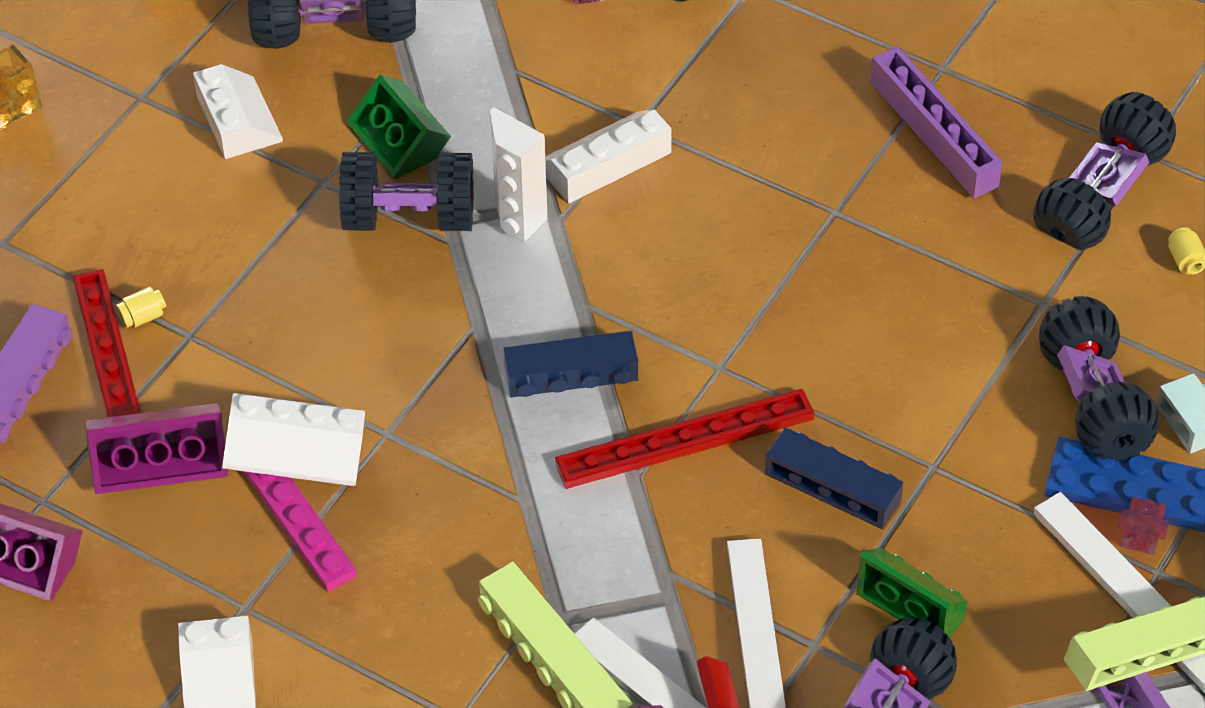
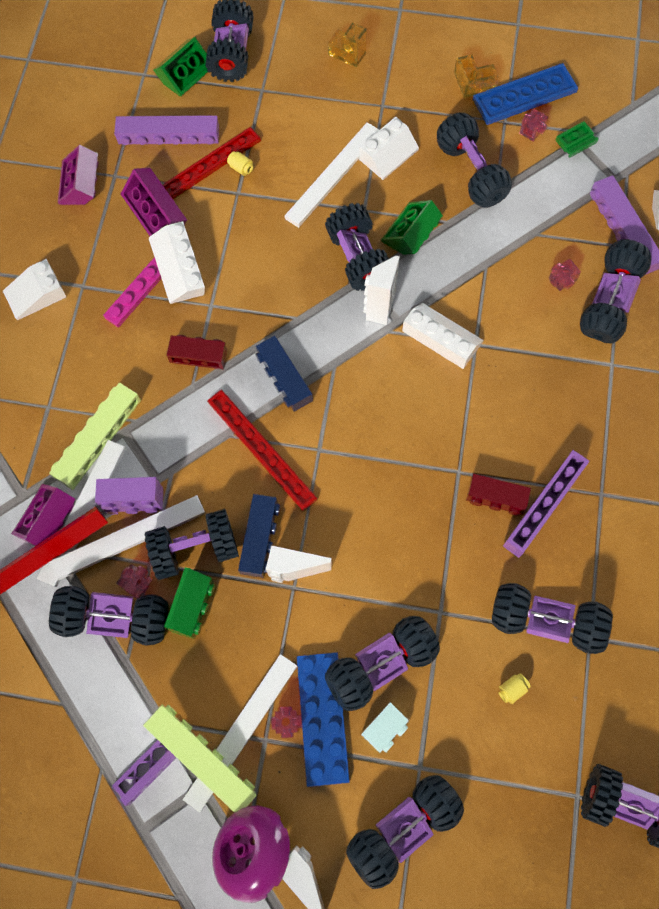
camera: 70 degrees right, 20 degrees up
(237, 198) = (329, 178): none -> white tile
(471, 468) = (197, 352): none -> dark red brick
(693, 618) = (129, 495): none -> medium lavender brick
(814, 591) = (162, 551): none -> black plate
(841, 658) = (134, 580): none -> clear pink brick
(895, 173) = (498, 494): none -> dark red brick
(899, 439) = (292, 564): none -> white slope

